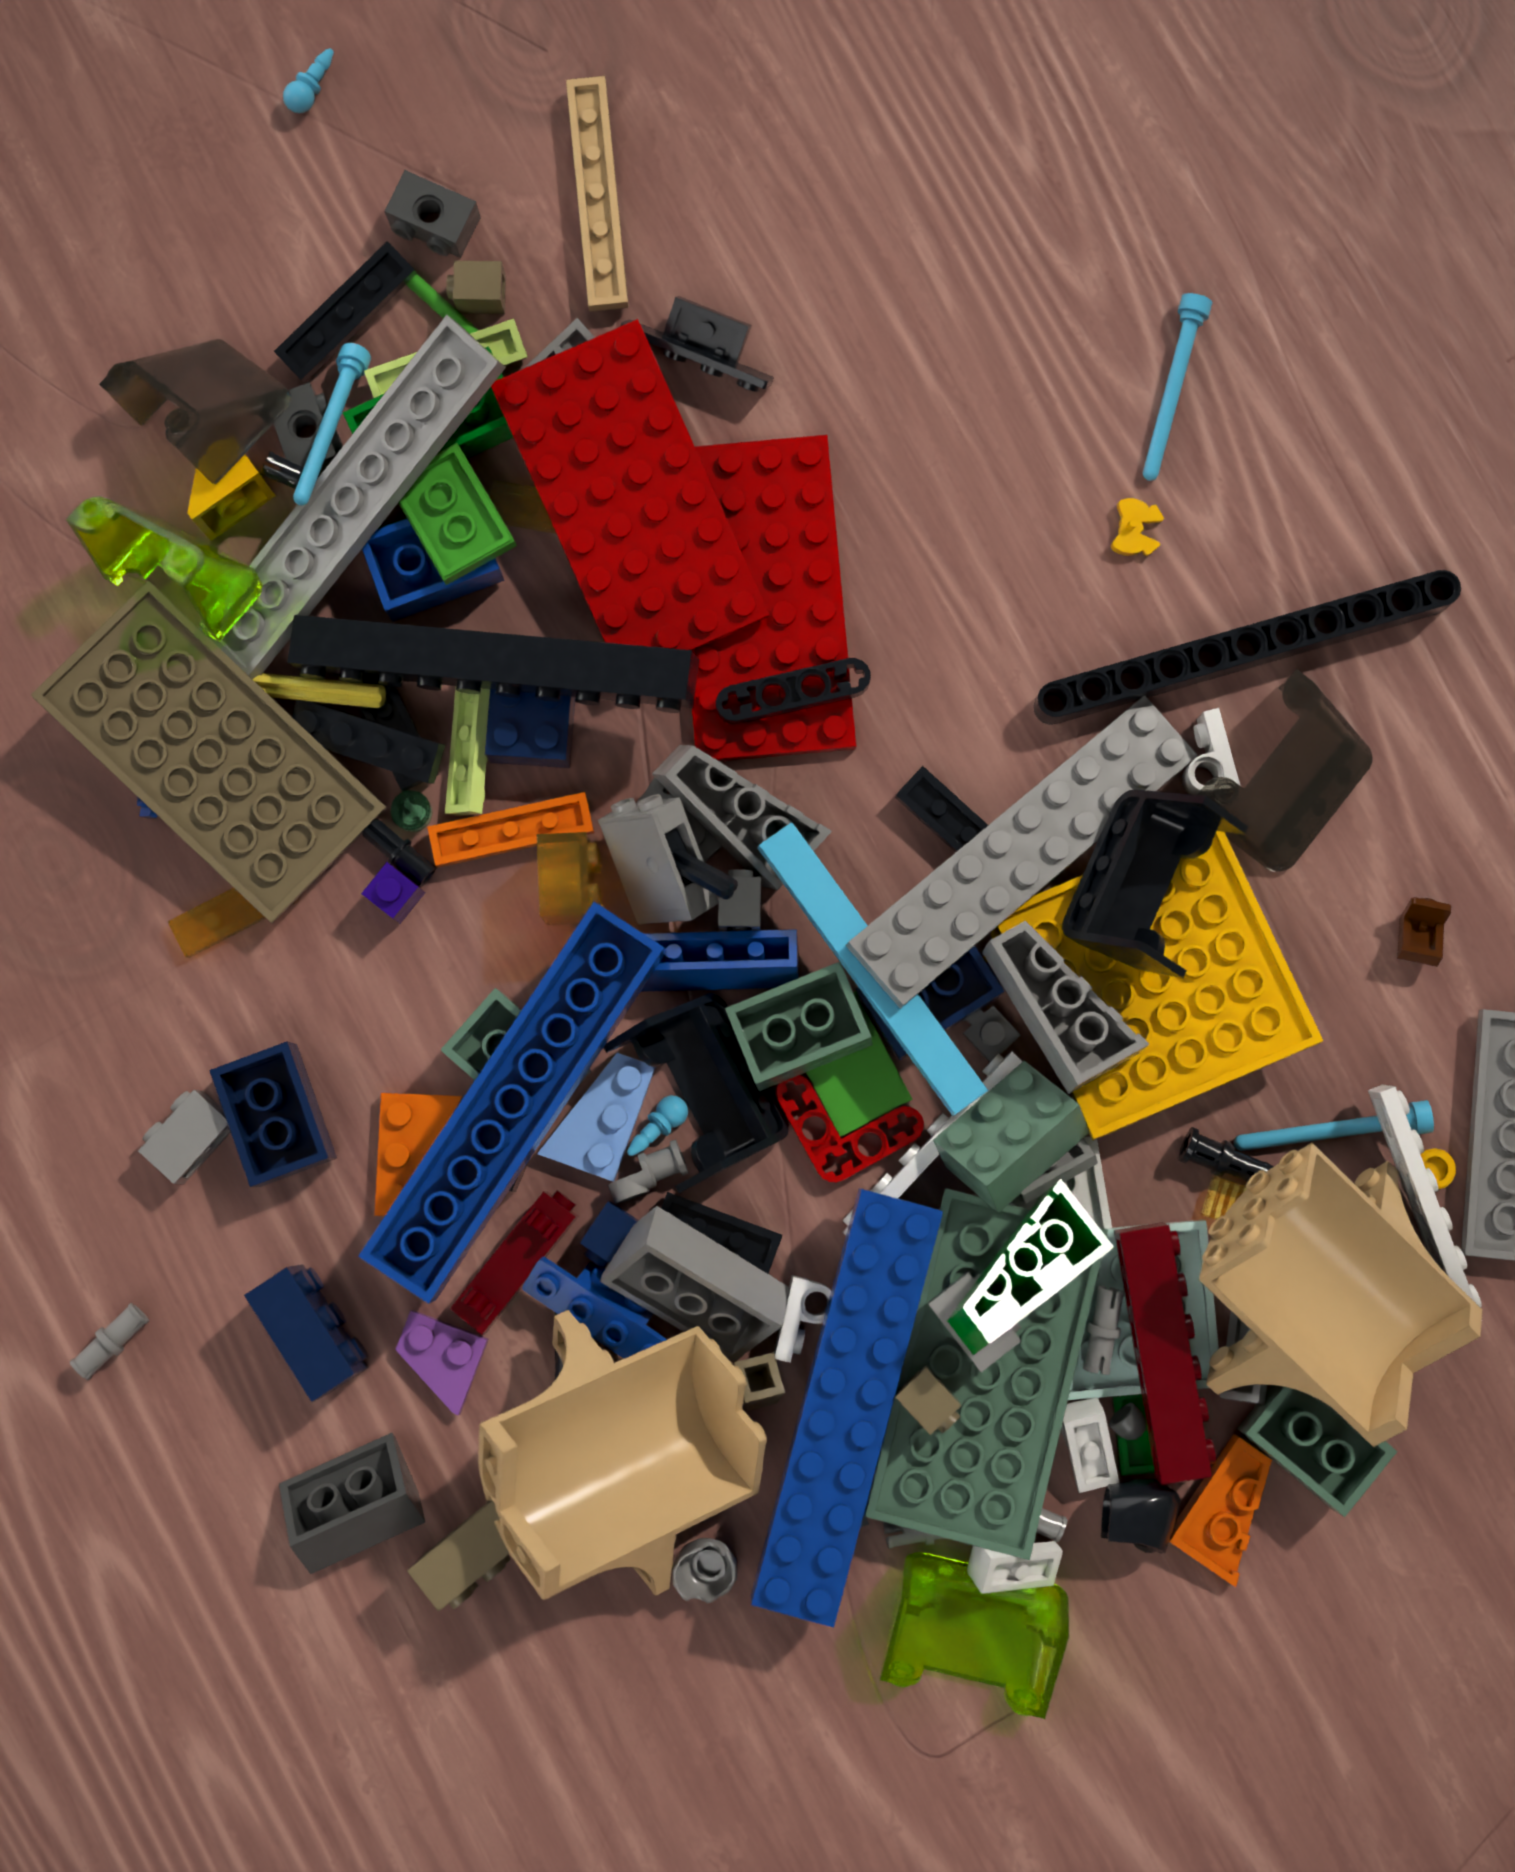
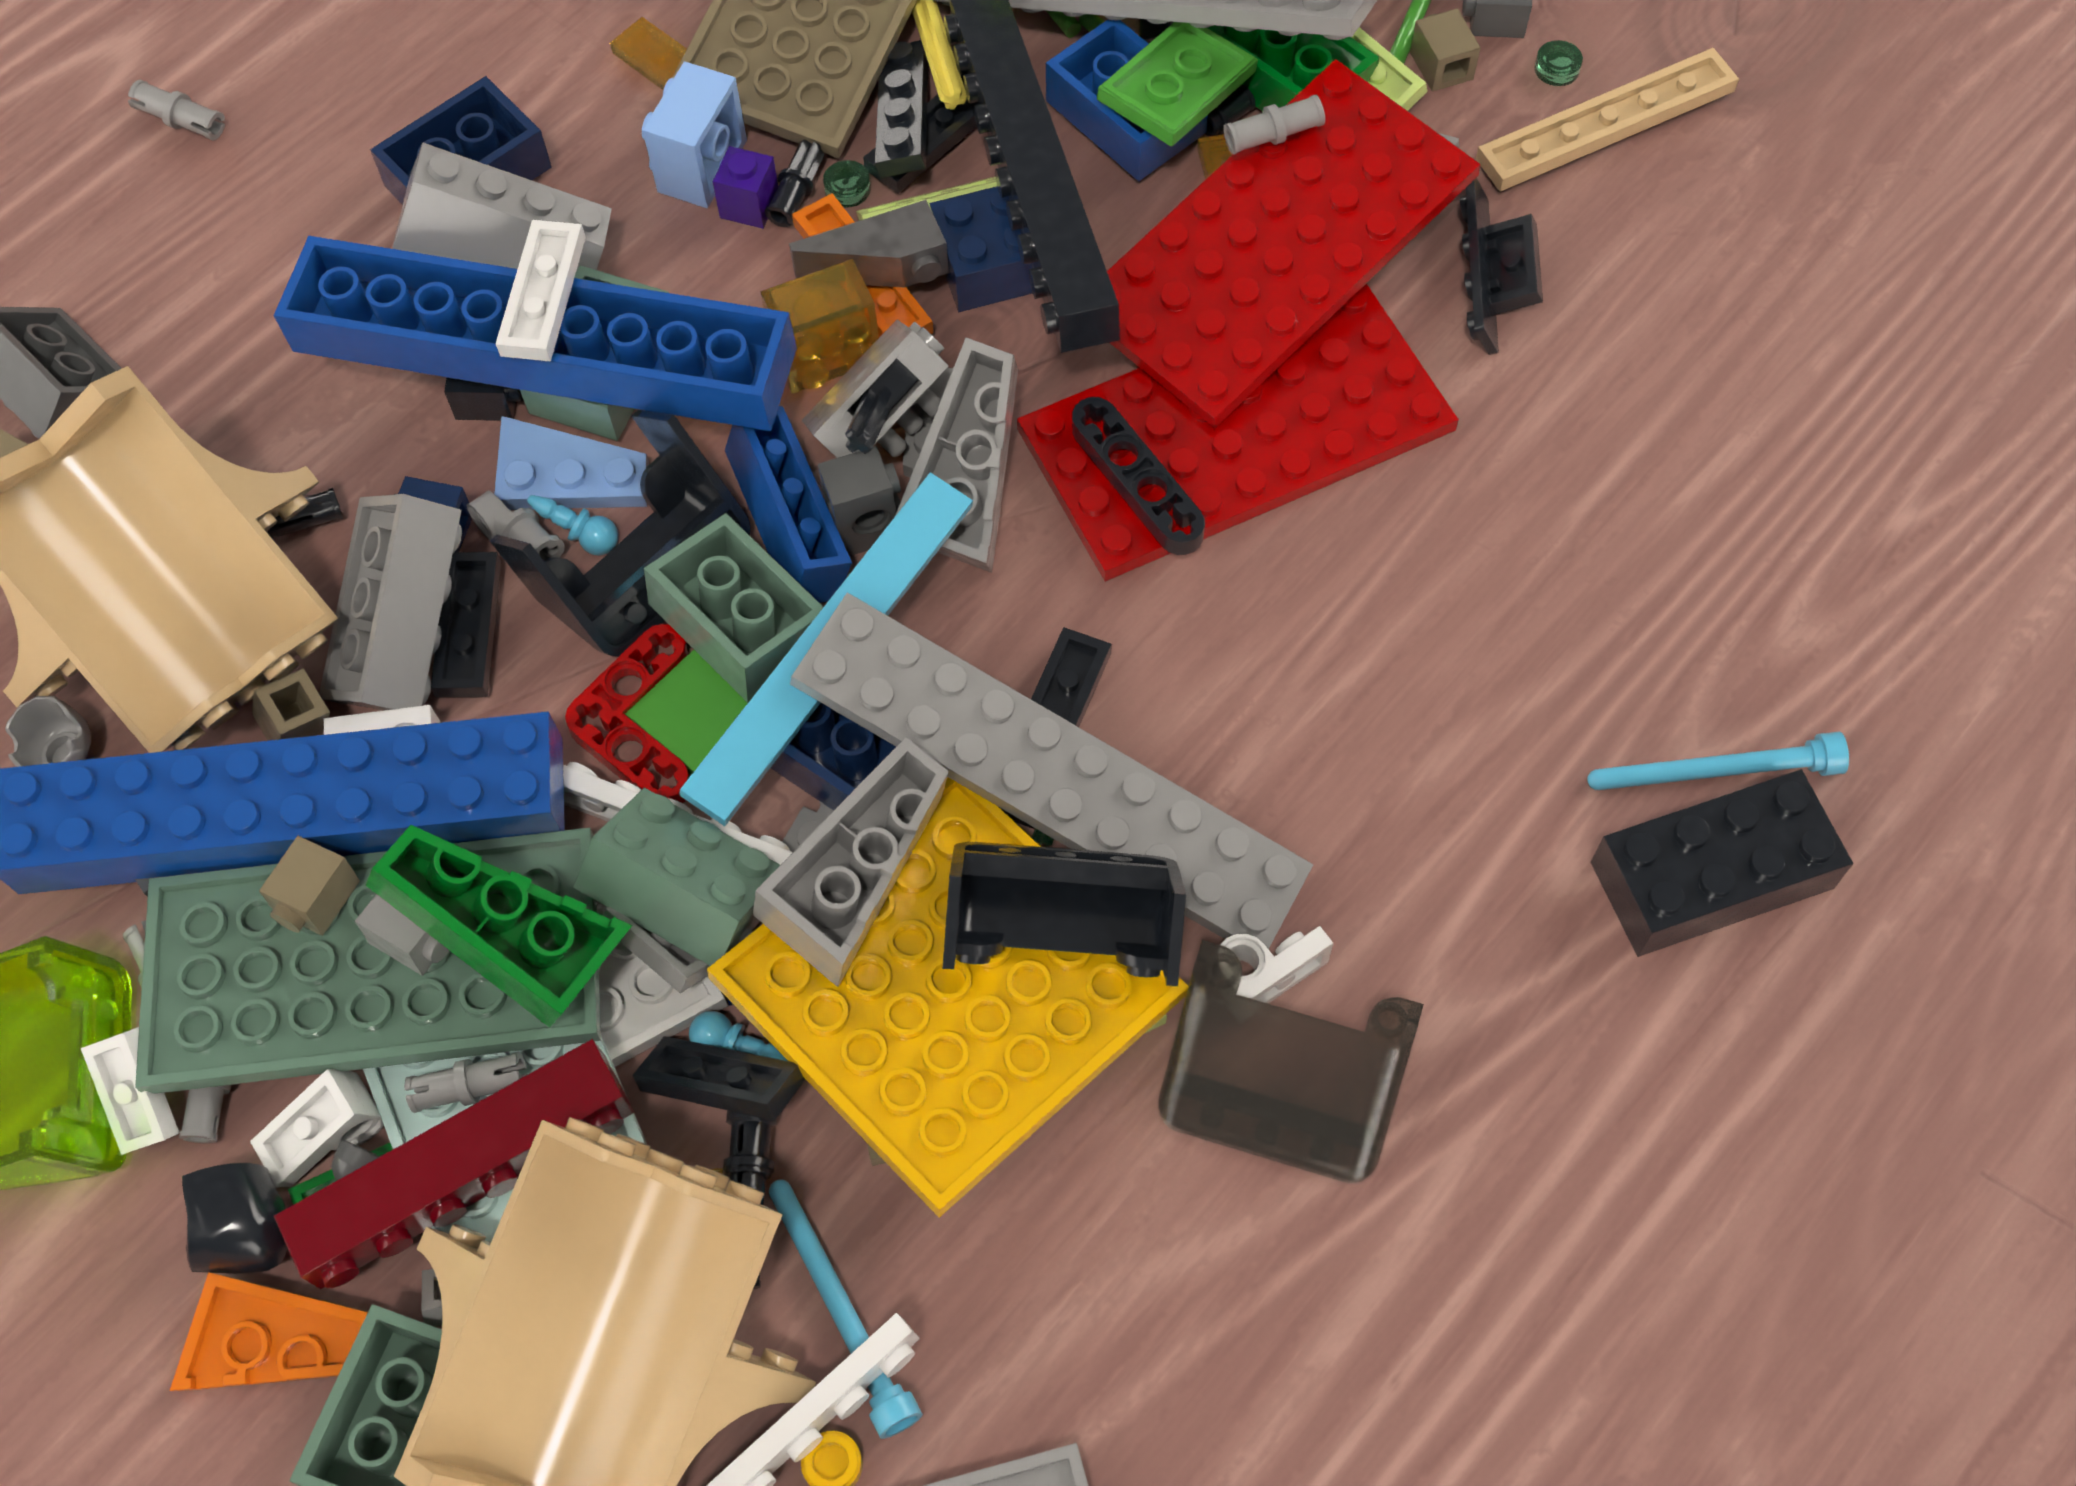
camera: 65 degrees right, 20 degrees down
(186, 1136) = (403, 92): light grey brick -> none
(308, 1330) = (226, 258): dark blue brick -> none
(332, 916) = (692, 132): none -> light blue brick
(377, 1103) = (486, 213): none -> light grey slope
(442, 1356) = (243, 407): medium lavender wing -> none
(503, 1085) = (541, 290): none -> white plate
(514, 1260) = (368, 431): dark red brick -> none
(515, 803) = (887, 248): none -> flat silver slope
(521, 203) = (1558, 63): none -> clear green tile
(544, 459) = (1274, 124): none -> light grey pin
(606, 1313) = (327, 528): blue bracket -> none
(1117, 1150) = (717, 1030): none -> medium azure bar
(1133, 514) = (1503, 785): yellow piece -> none
(1161, 1157) = (719, 1078): none -> black plate
(1250, 422) = (1720, 862): none -> black brick
(1263, 638) = (1439, 986): black beam -> none
(1422, 931) = (1152, 1321): reddish brown bracket -> none

